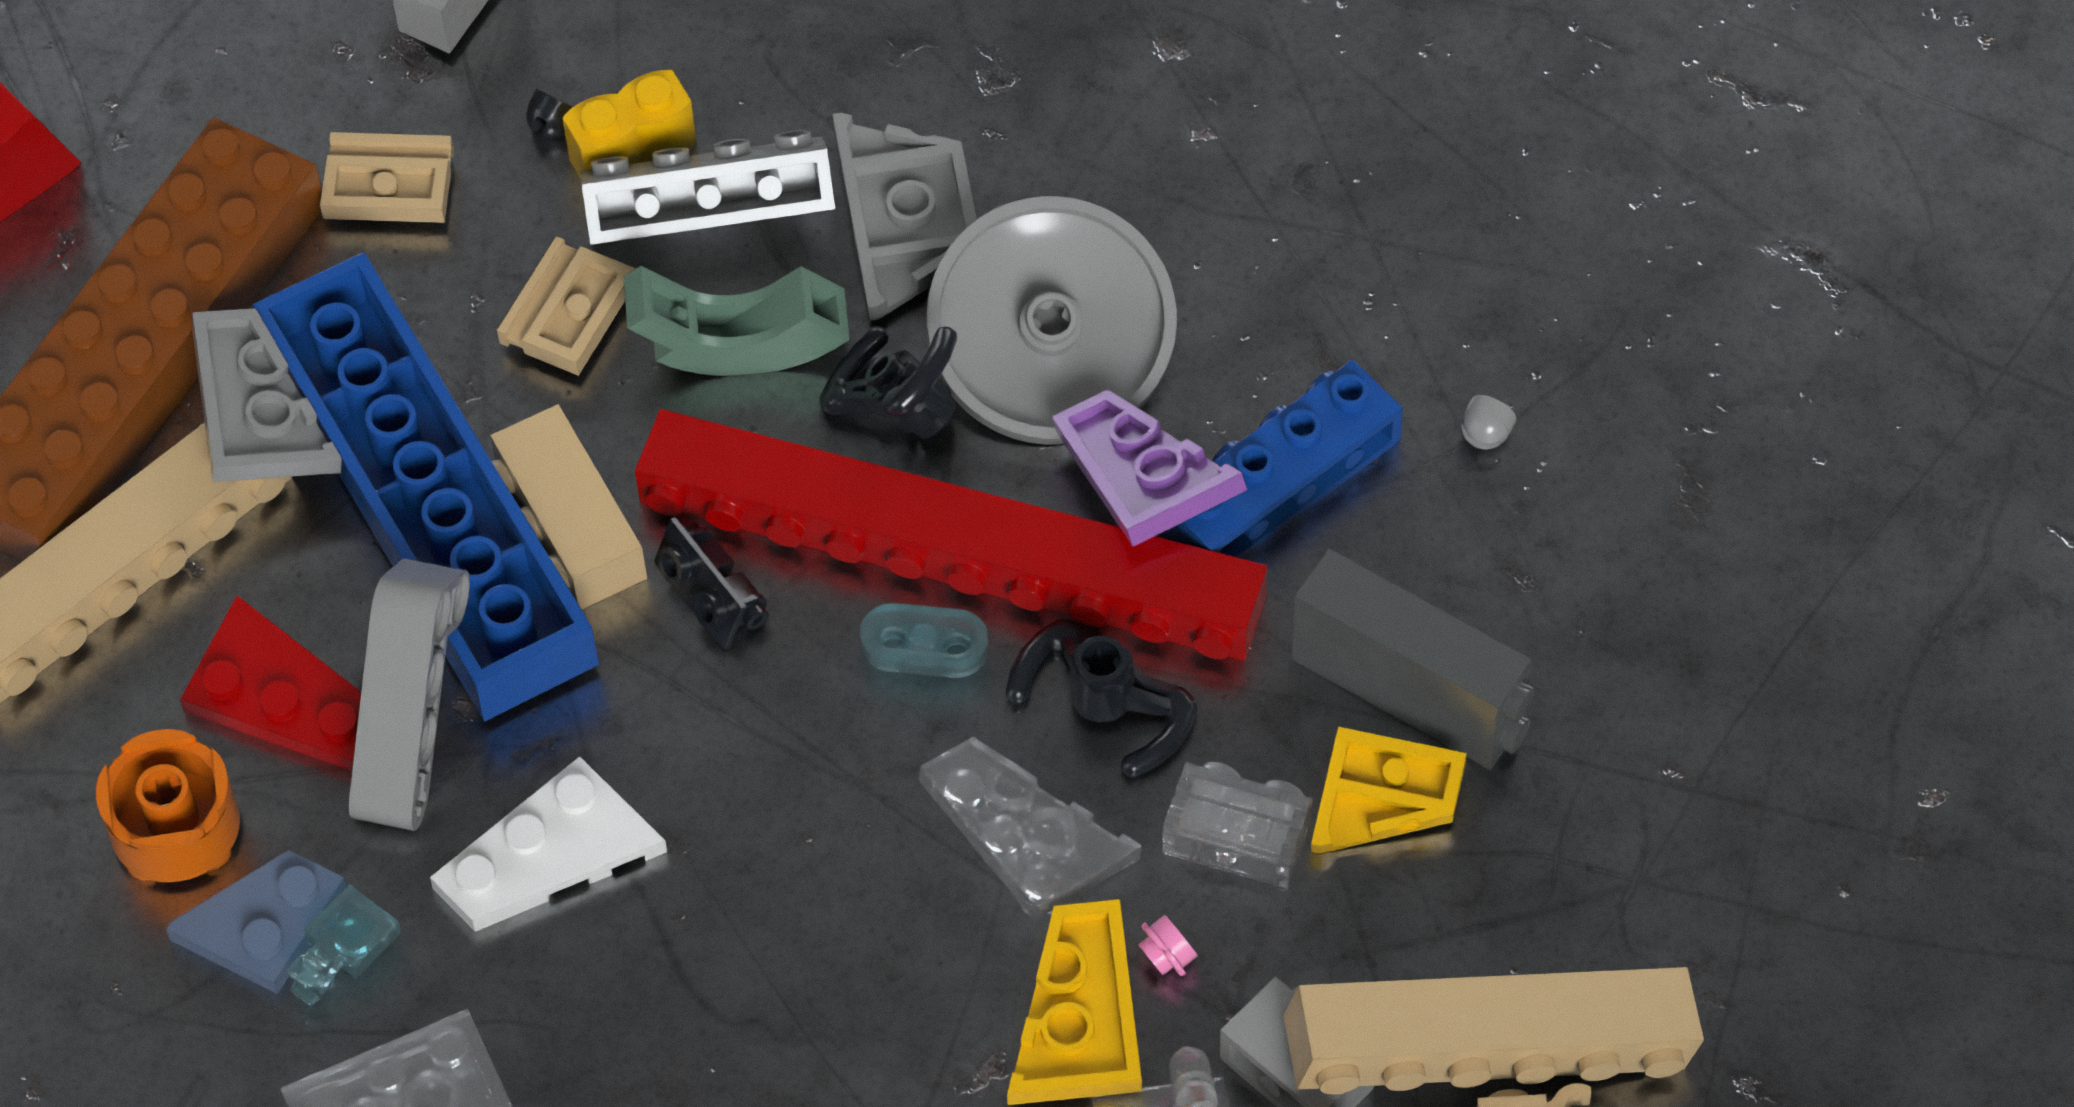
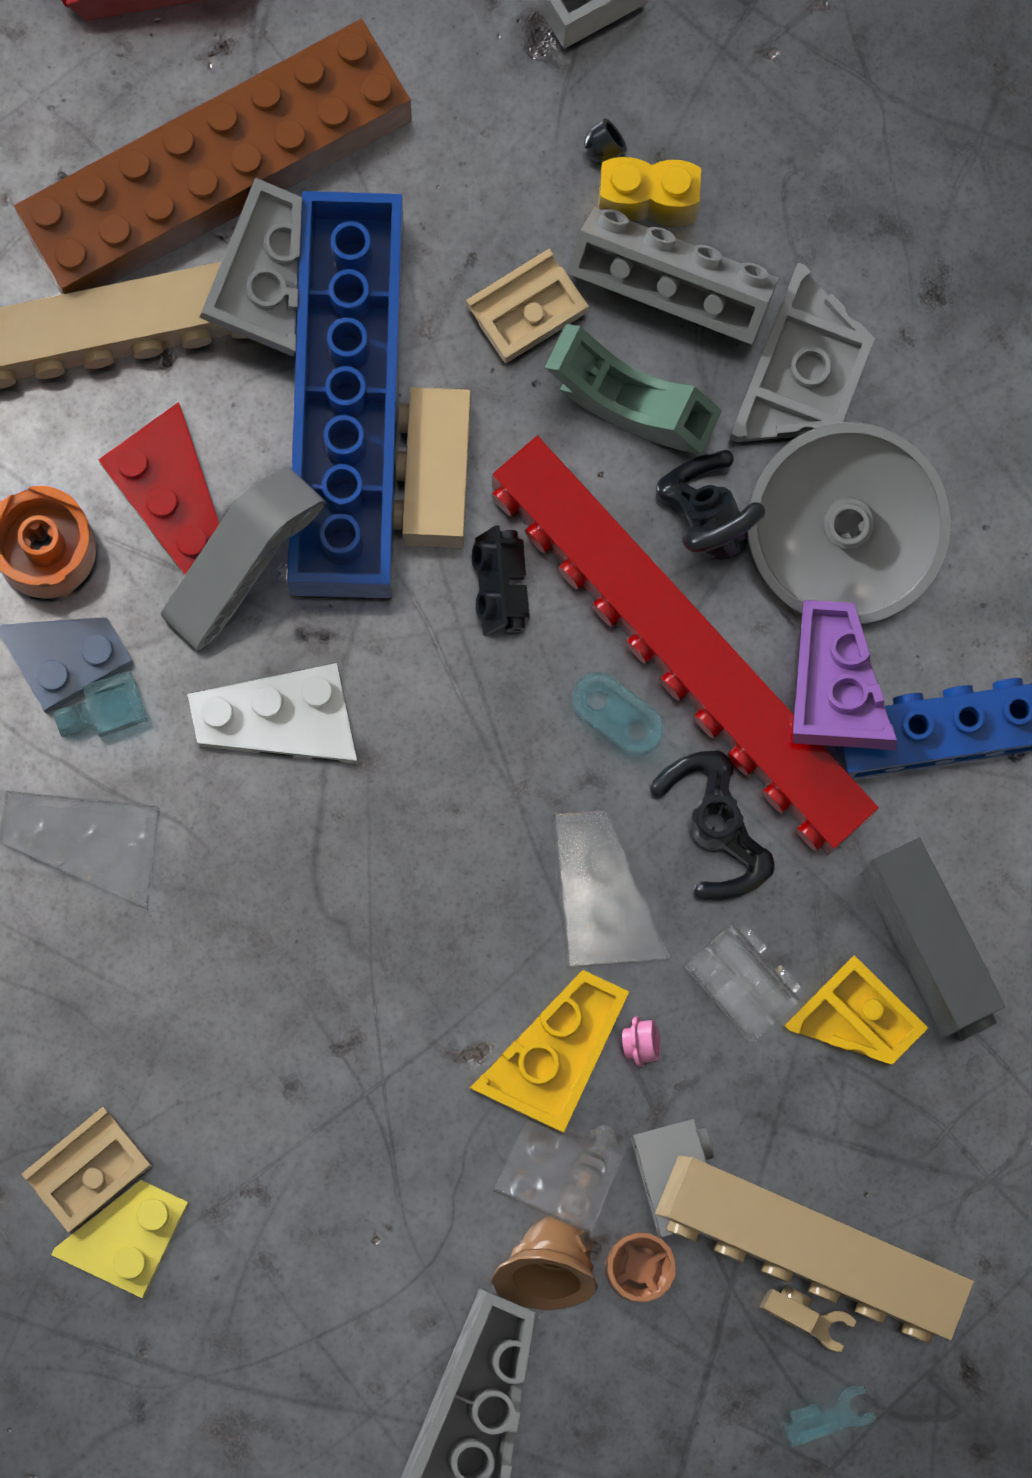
camera: 25 degrees right, 20 degrees up
(387, 177) = (462, 128): tan plate -> none

